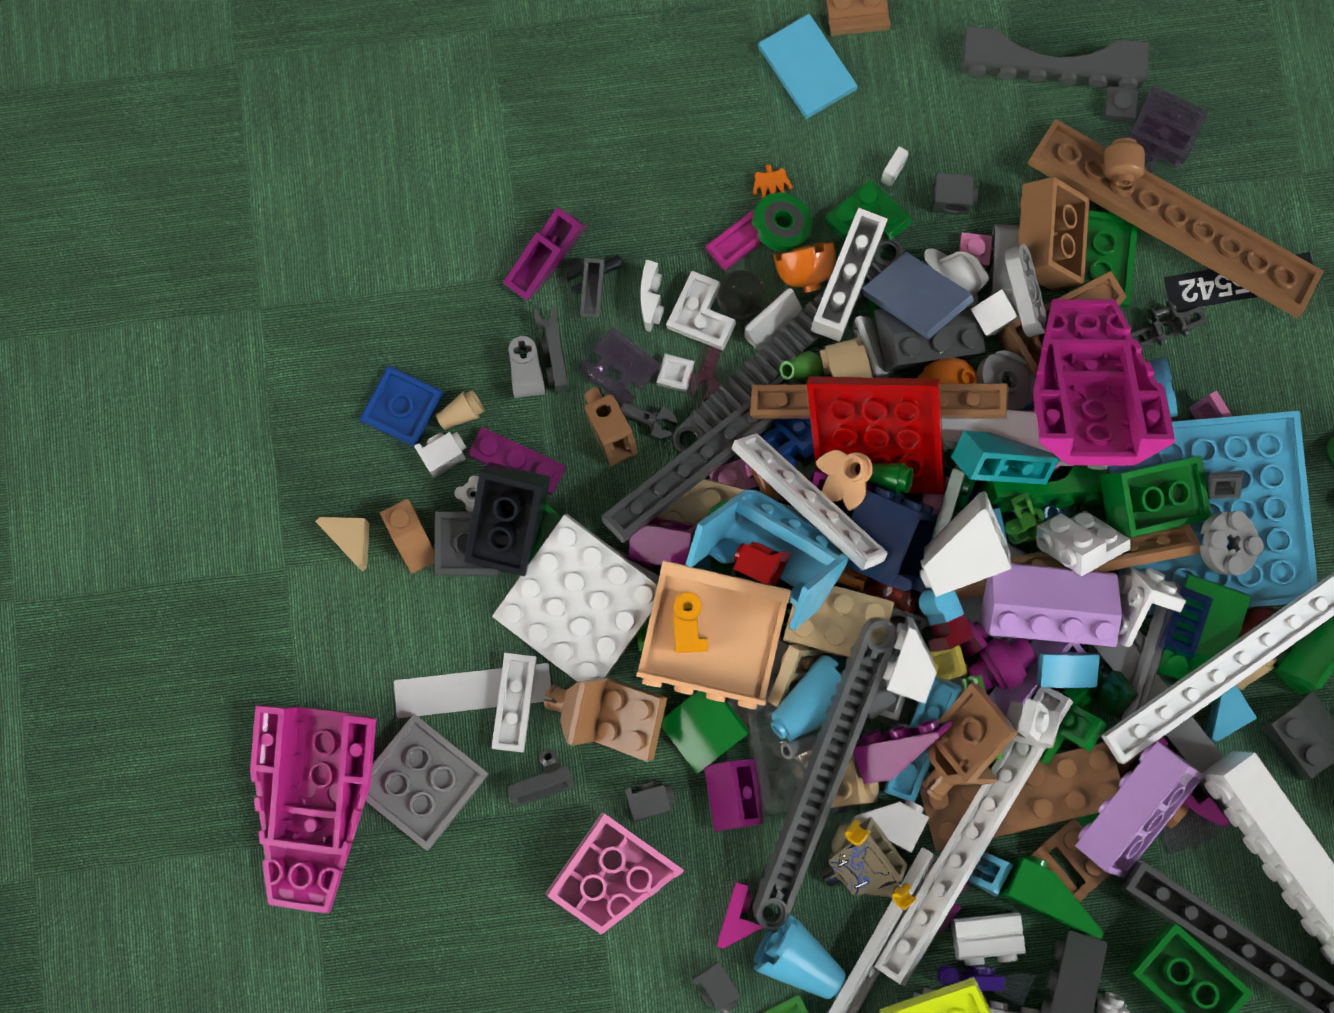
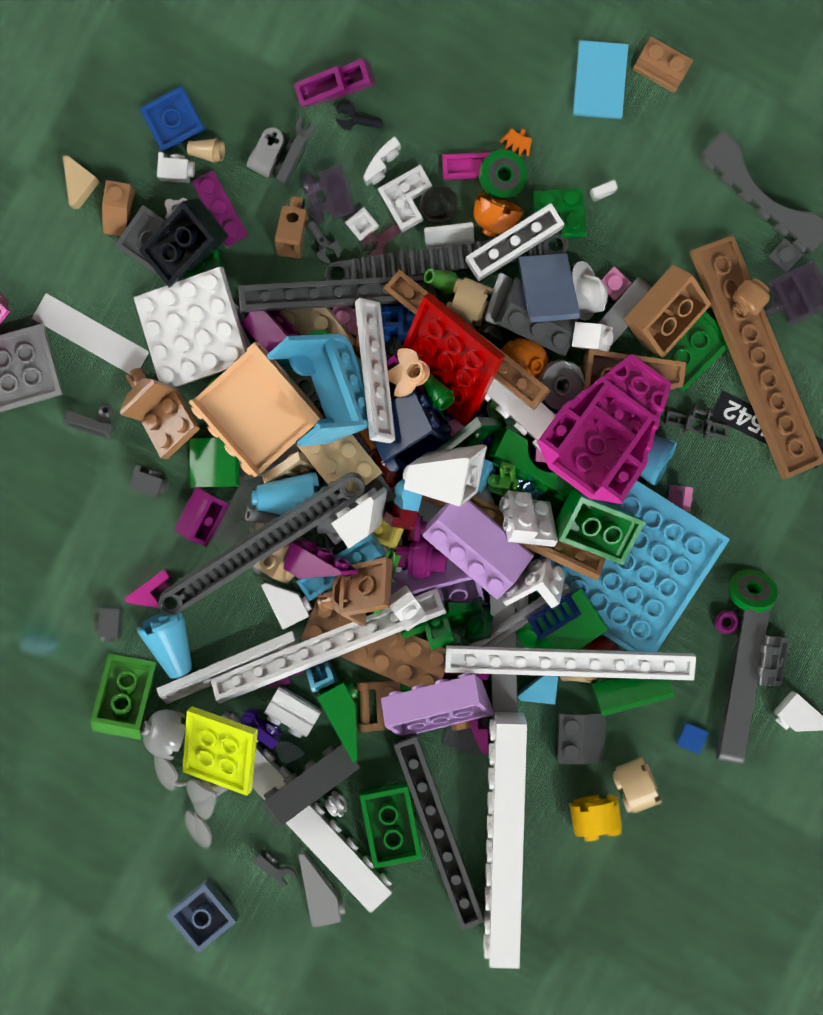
camera: 35 degrees right, 10 degrees up
(514, 702) = (109, 361): white plate -> none
(592, 287) = (348, 128): dark grey piece -> none
(610, 875) = (91, 509): bright pink wedge -> none
(686, 612) = (243, 392): light orange leg -> none
(761, 562) = (314, 388): red window -> none
(867, 863) = (251, 616): dark tan torso -> none
(953, 193) = (628, 237): dark grey brick -> none
(1001, 459) = (512, 432): teal slope -> none
(1026, 290) = (620, 325): light grey beam -> none
(1068, 670) = (458, 592): medium azure slope -> none
(1224, 484) = (646, 549): dark grey slope -> none
(1244, 538) = (628, 598): light grey plate -> none

